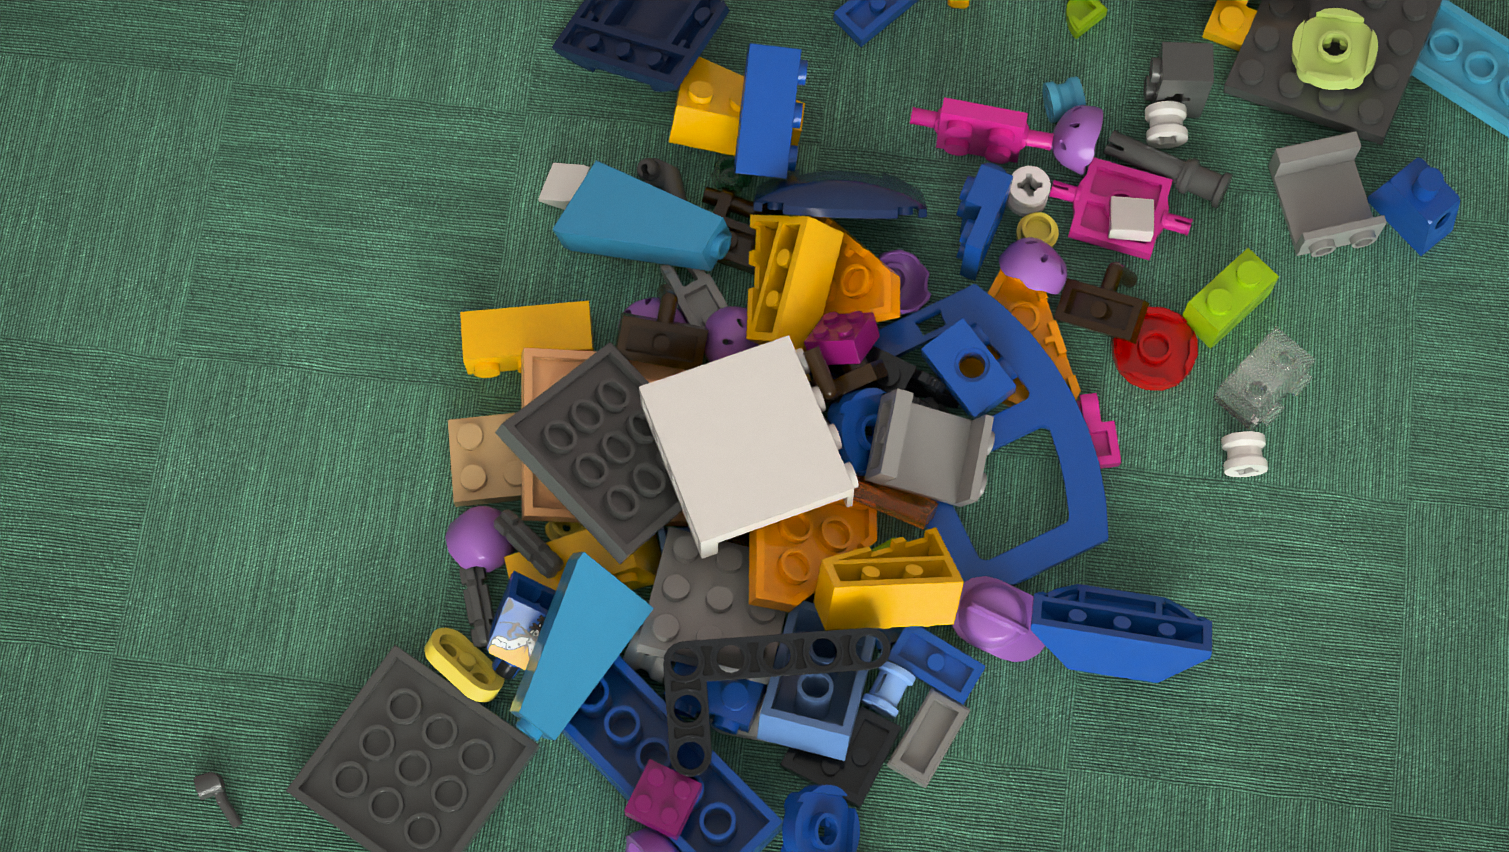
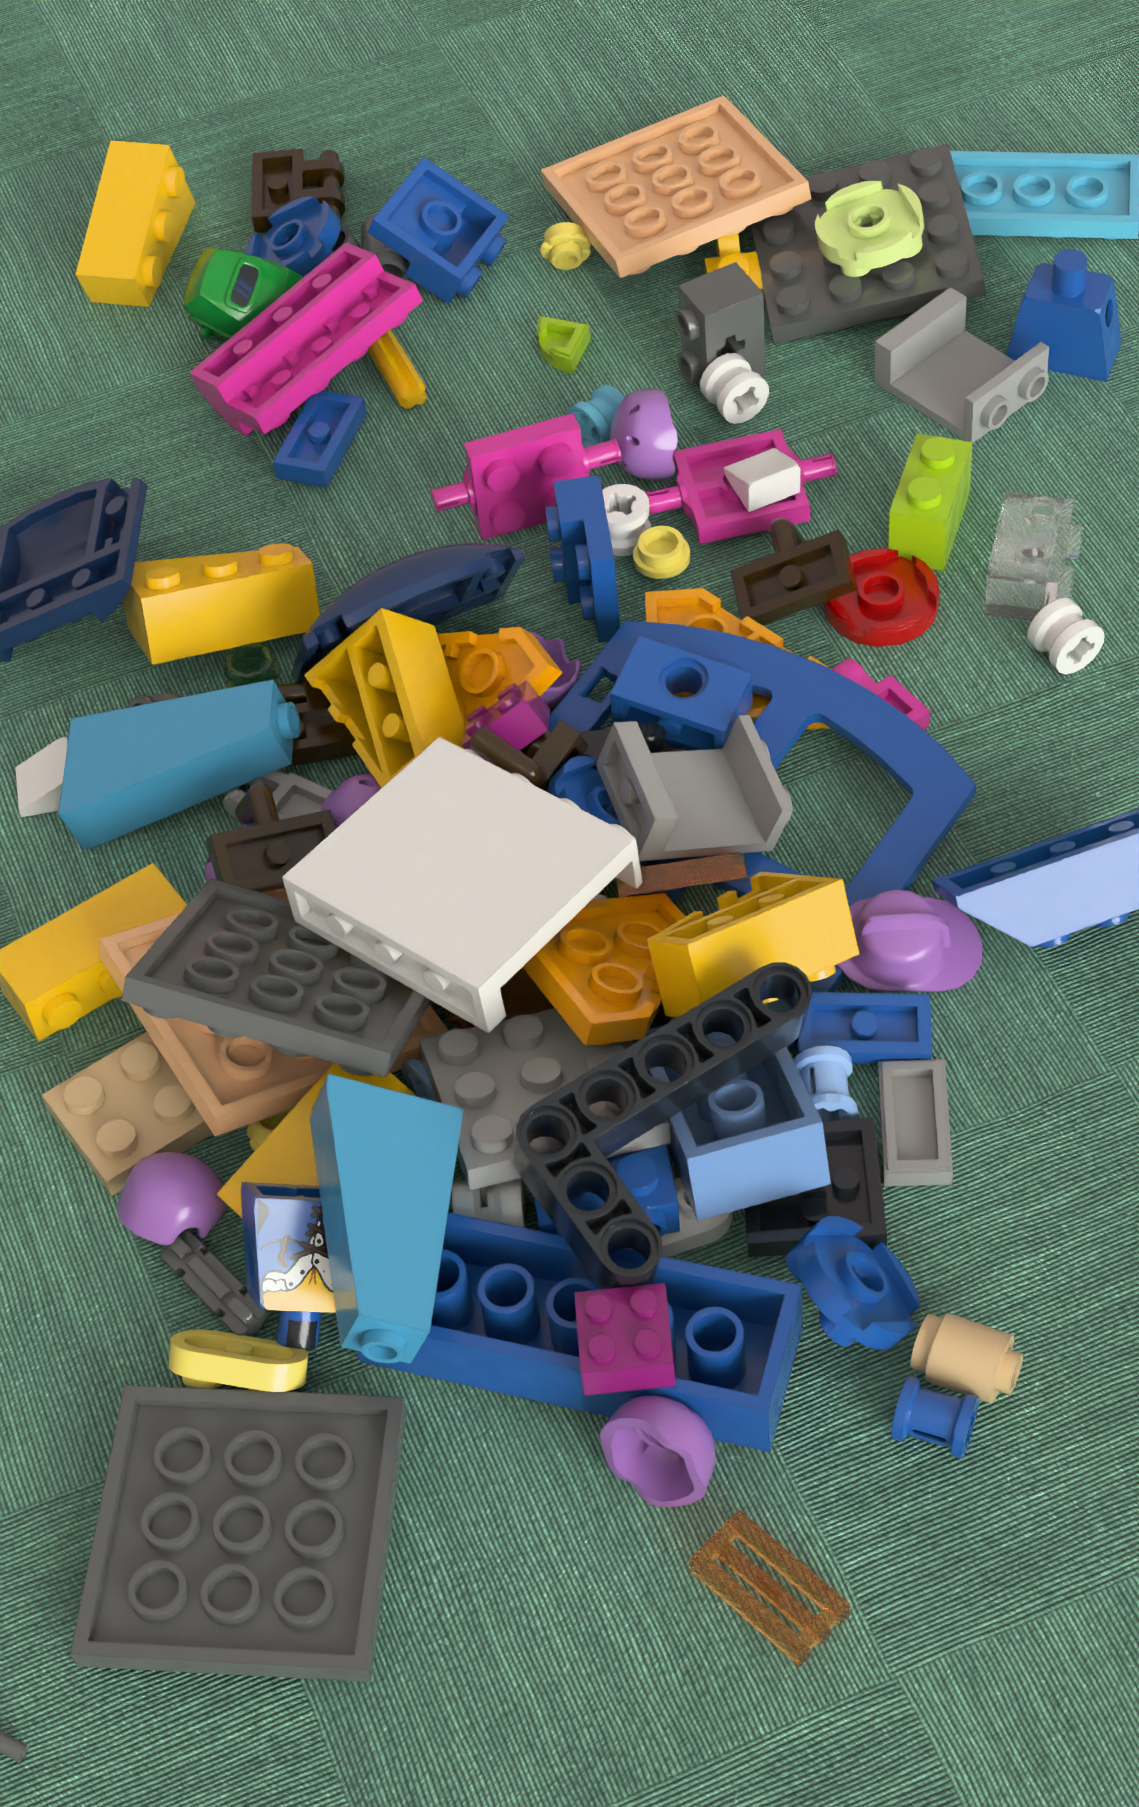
camera: 25 degrees left, 20 degrees down
(528, 543) = (242, 1149): dark grey axle -> none
(769, 111) = (260, 545): blue brick -> none
(1034, 264) = (684, 564): medium lavender helmet -> none
(1187, 175) = (796, 420): dark grey pin -> none

